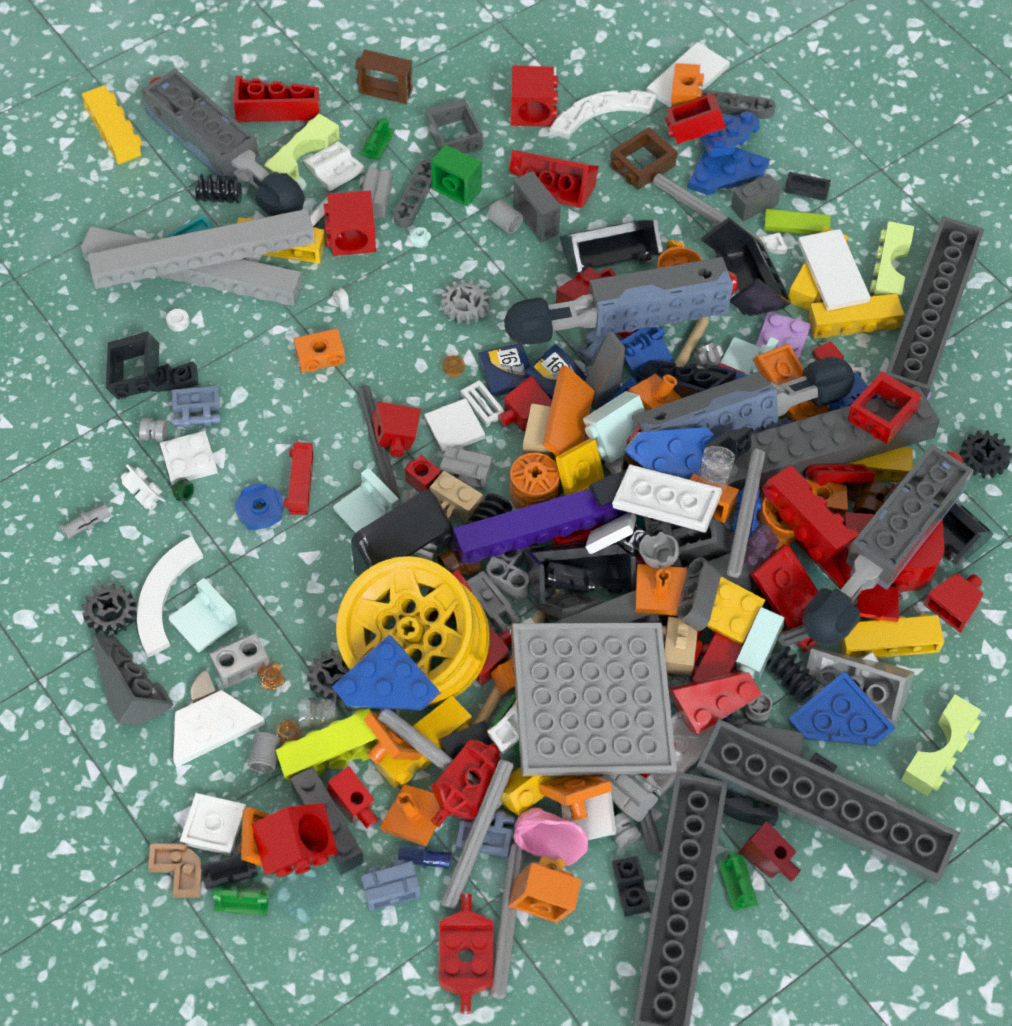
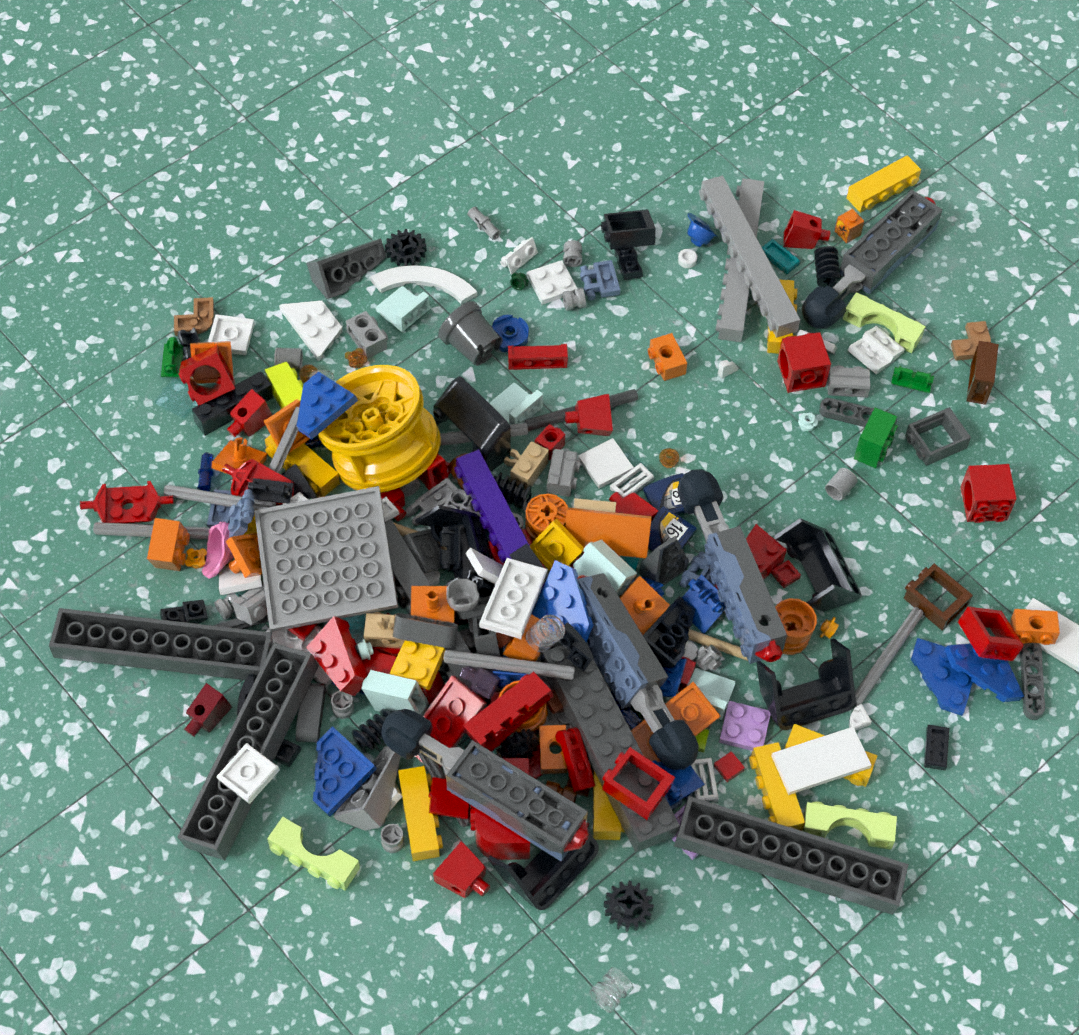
camera: 85 degrees right, 0 degrees up
(147, 301) = (699, 231): none -> blue piece
(166, 162) = (849, 226): none -> orange brick
(168, 195) = (804, 231): none -> red torso
(202, 687) = (343, 314): tile -> none
(222, 434) = (574, 299): none -> light grey wheel
(265, 538) = (470, 333): none -> dark grey piece
(274, 102) = (934, 292): red wedge -> none
(335, 80) = (965, 348): none -> medium nougat plate
(390, 885) = (181, 449): sand blue brick -> none
(465, 301) = (738, 459): light grey gear -> none
(486, 760) = (271, 490): none -> black hinge
(522, 800) = (241, 514): none -> sand blue plate
(537, 206) = (851, 503): dark grey window -> none
(565, 179) = (900, 527): red wedge -> none
(599, 104) = (1001, 556): white tile -> none
(703, 670) = (365, 650): none -> light aqua plate
(737, 882) = (183, 693): green hinge -> none
(755, 197) = (908, 696): dark grey brick -> none
(795, 222) = (889, 739): lime tile -> none
(869, 793) = (248, 773): none -> white tile
(921, 664) = (391, 833): none -> light grey wheel

